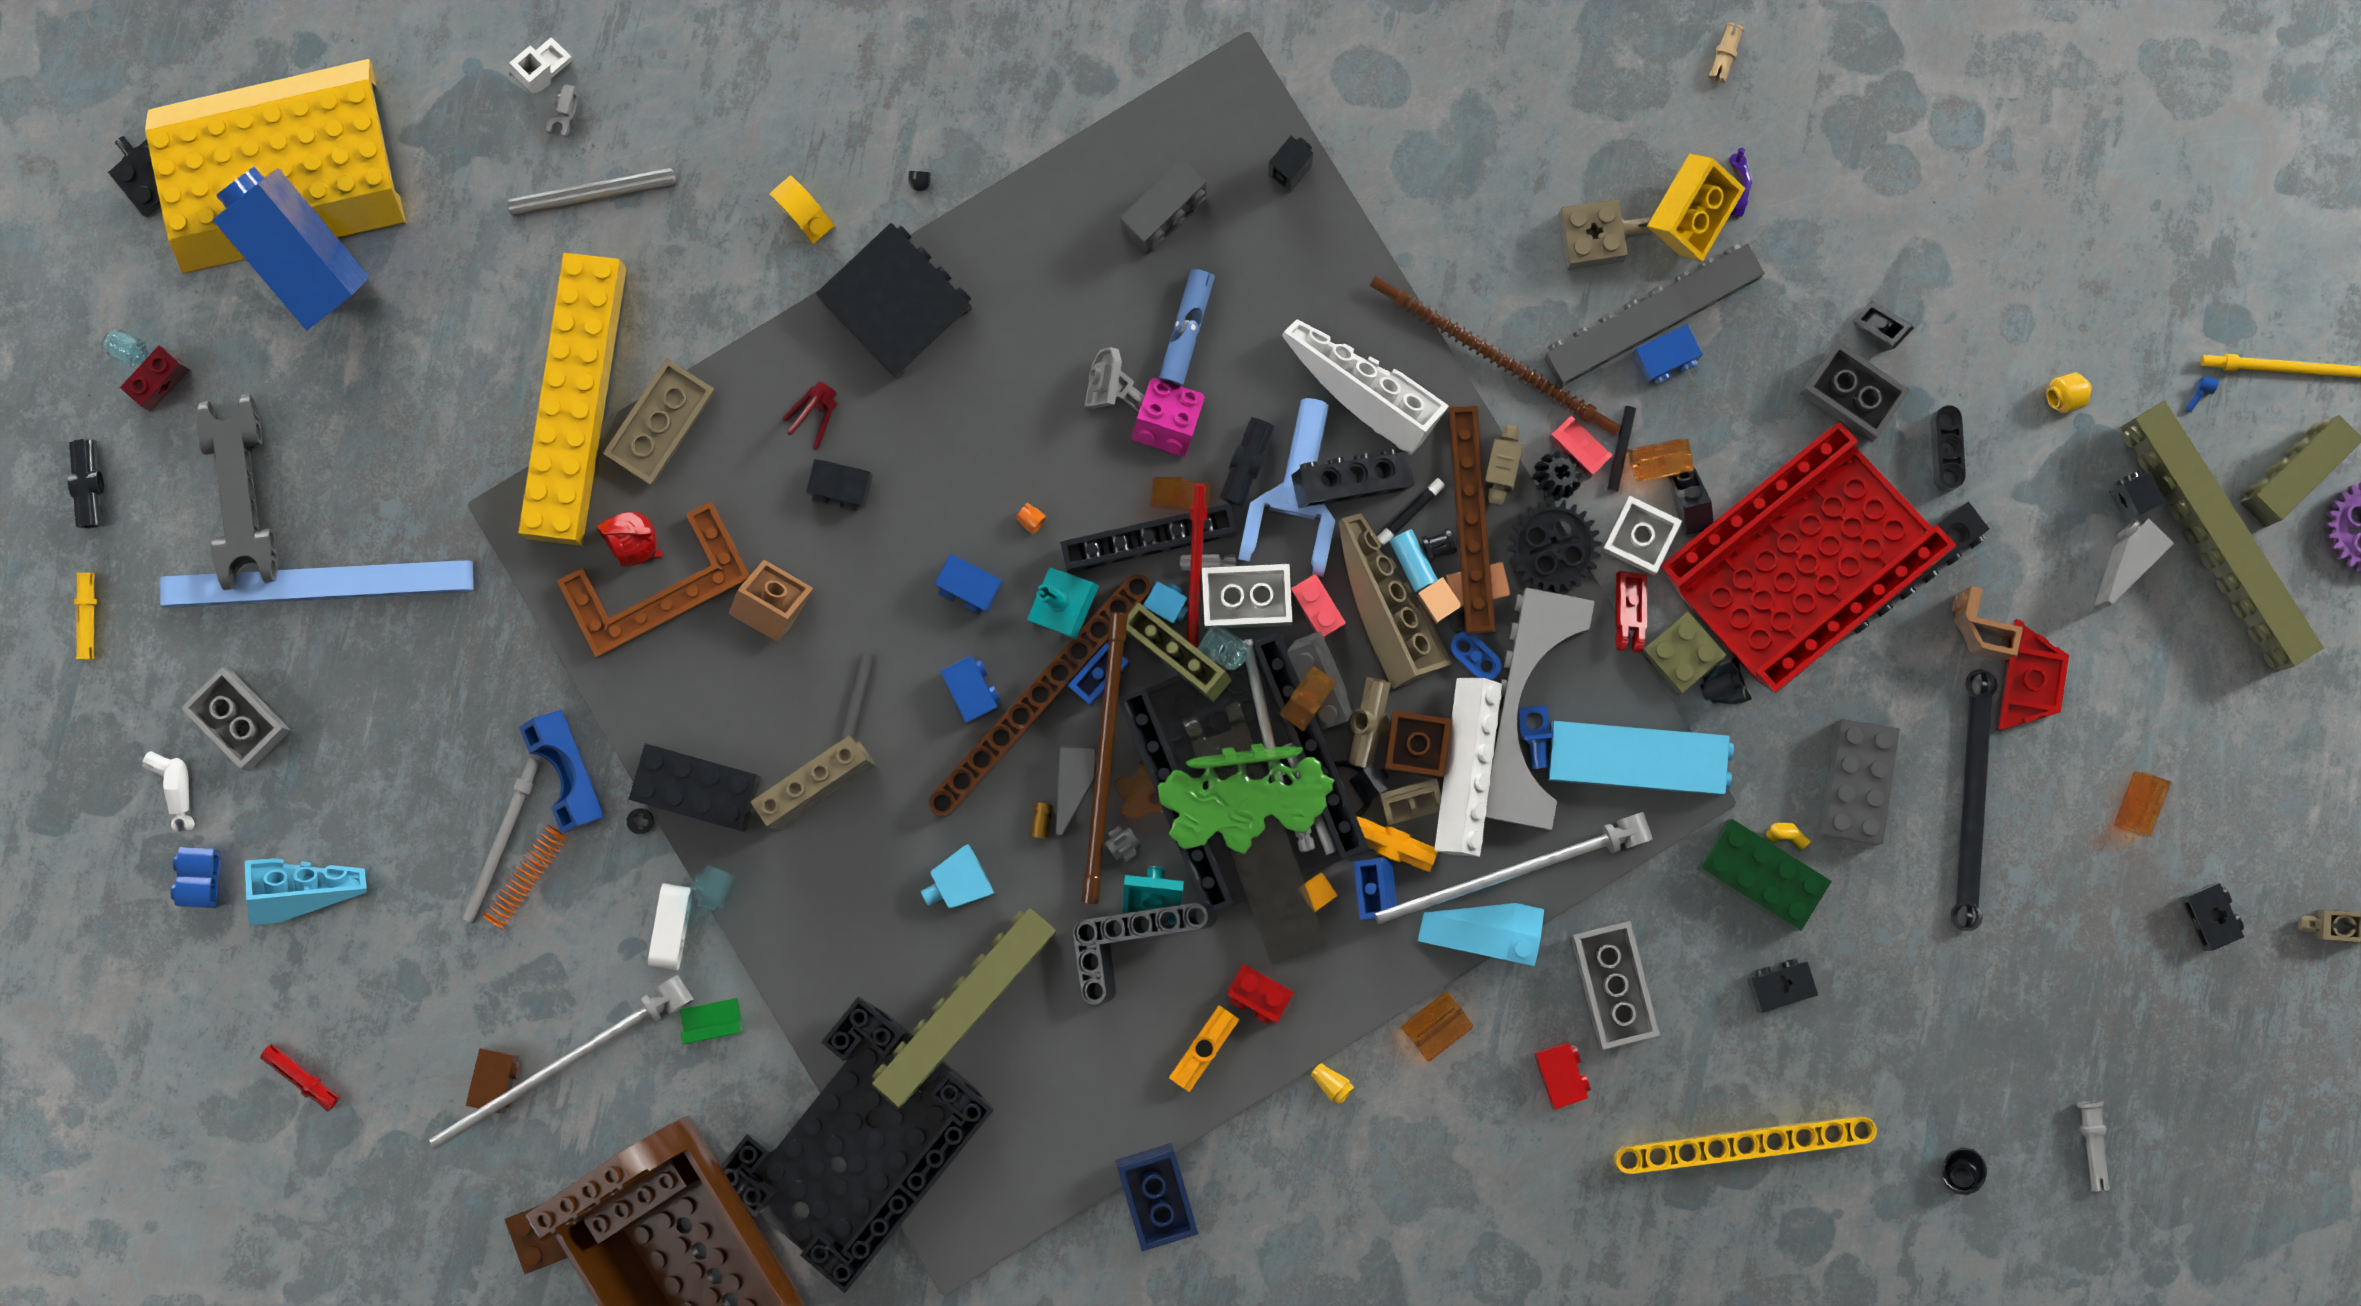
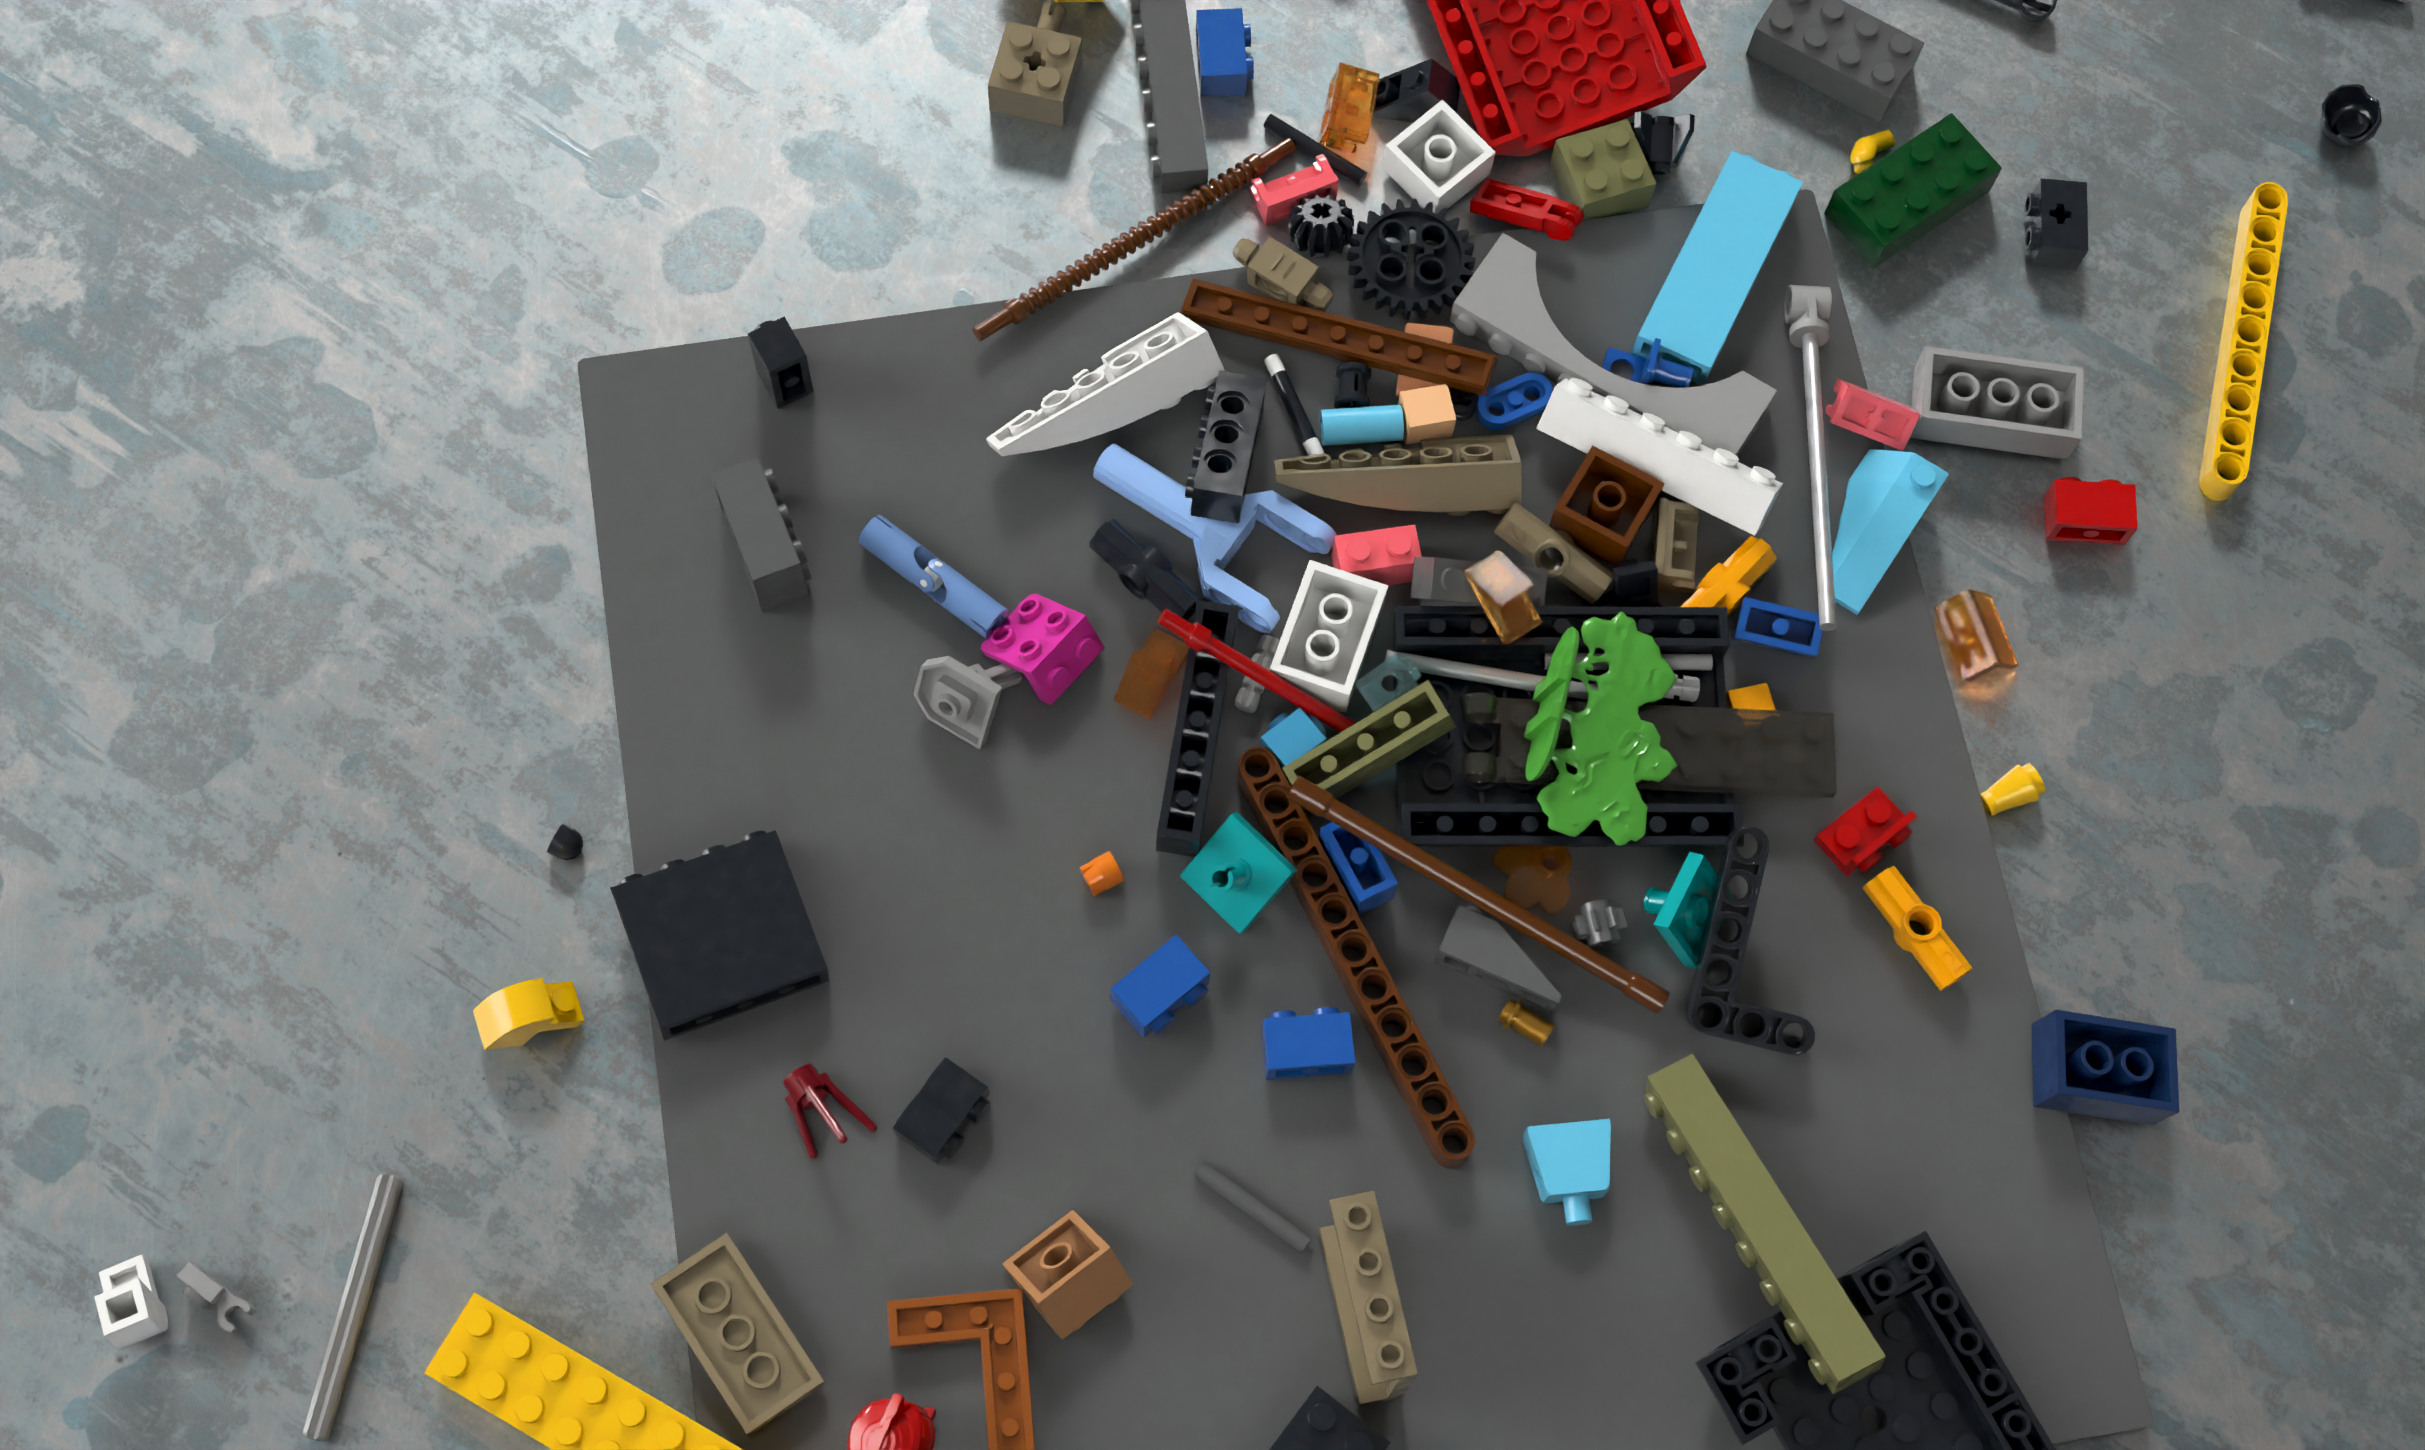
camera: 80 degrees left, 15 degrees down
(1569, 901) = (1872, 415): none -> coral hinge

